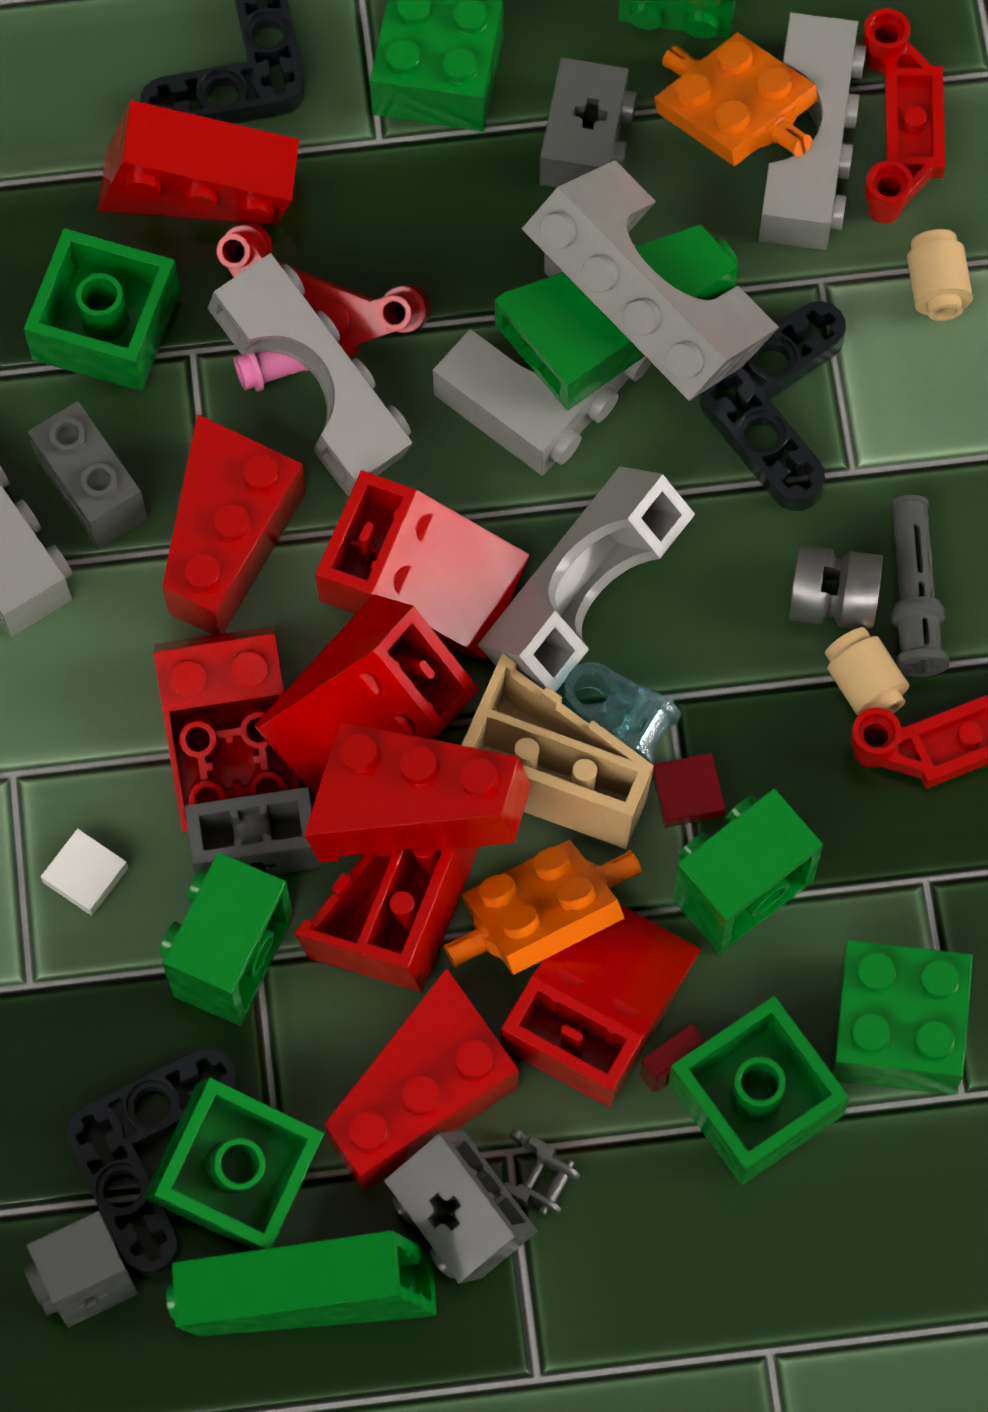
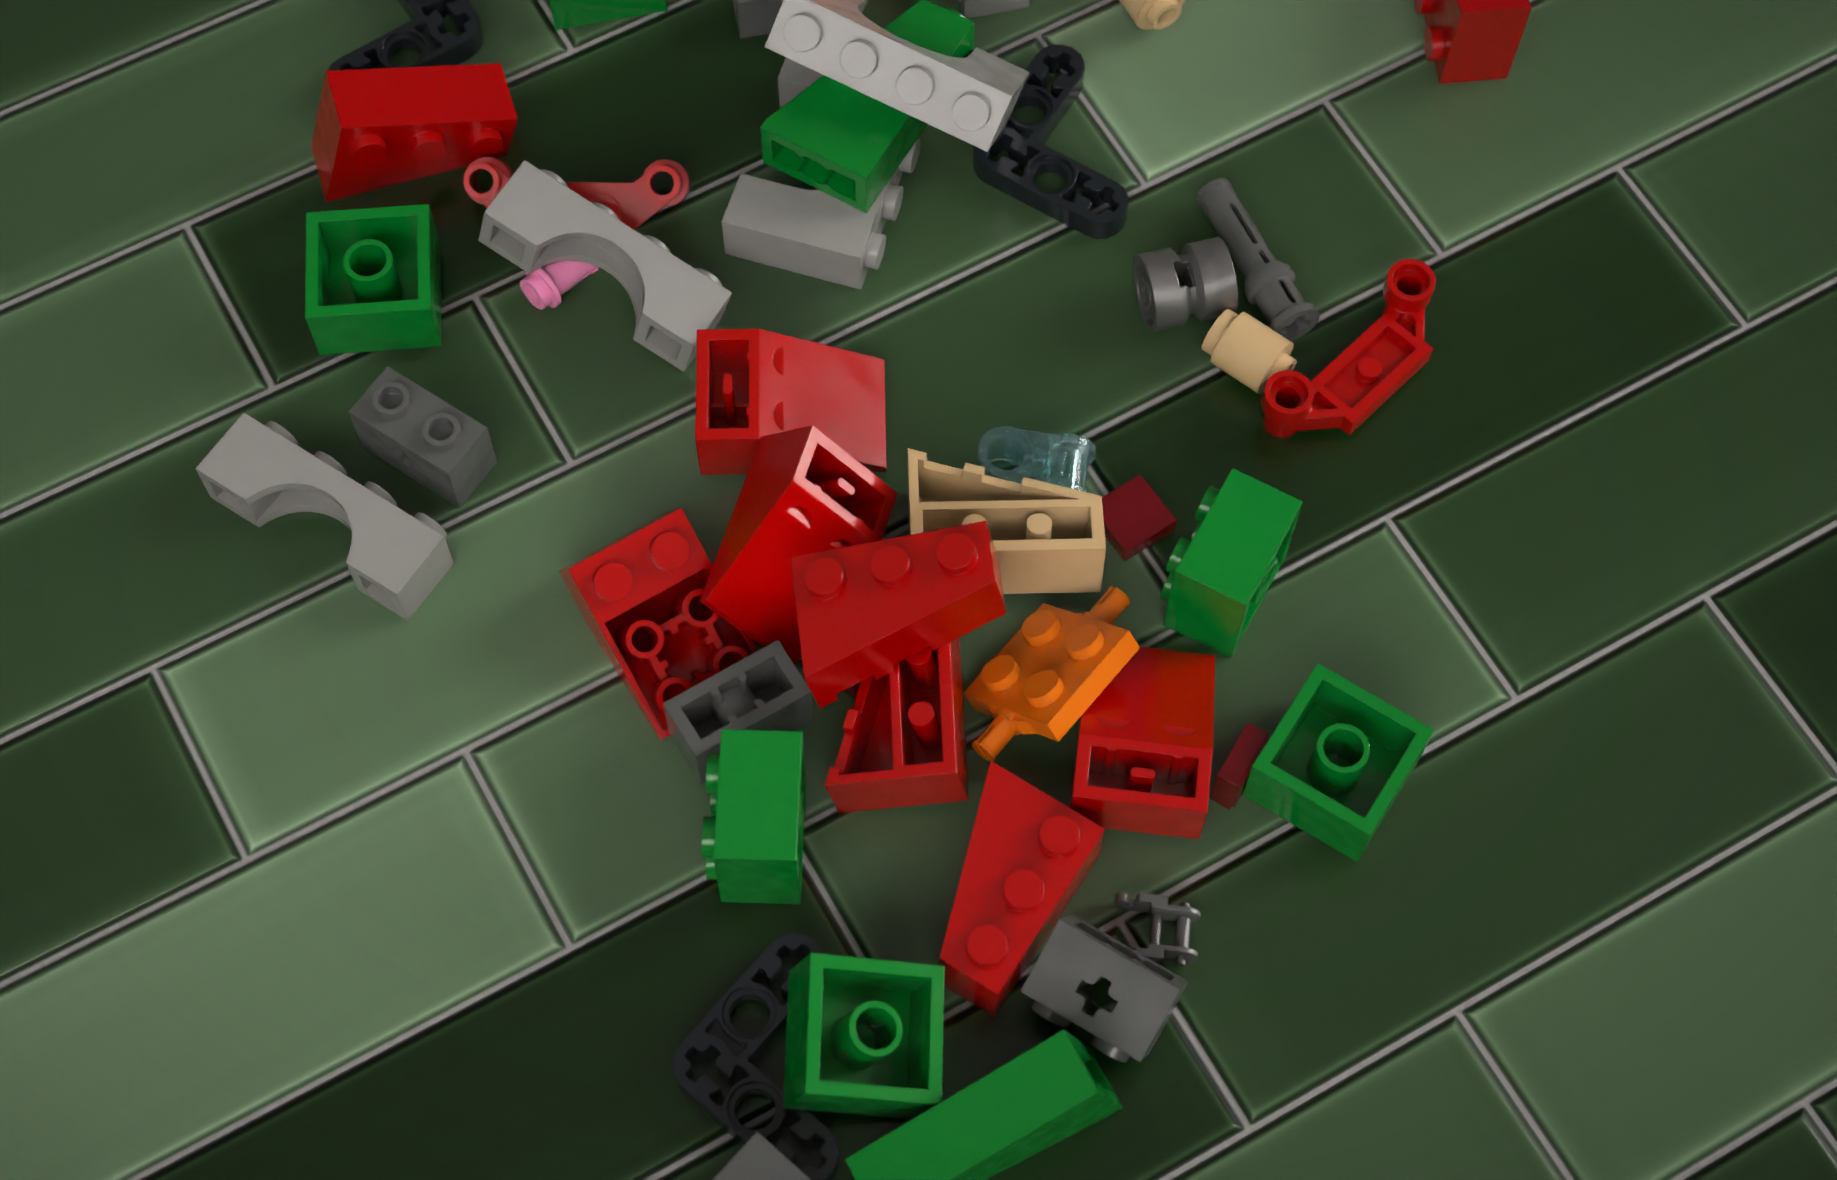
camera: 25 degrees left, 5 degrees down
(84, 872) = (580, 814): white tile -> none
(226, 523) = (583, 431): red wedge -> none
(622, 527) = (964, 298): light grey arch -> none
(901, 1017) = (1435, 642): green brick -> none

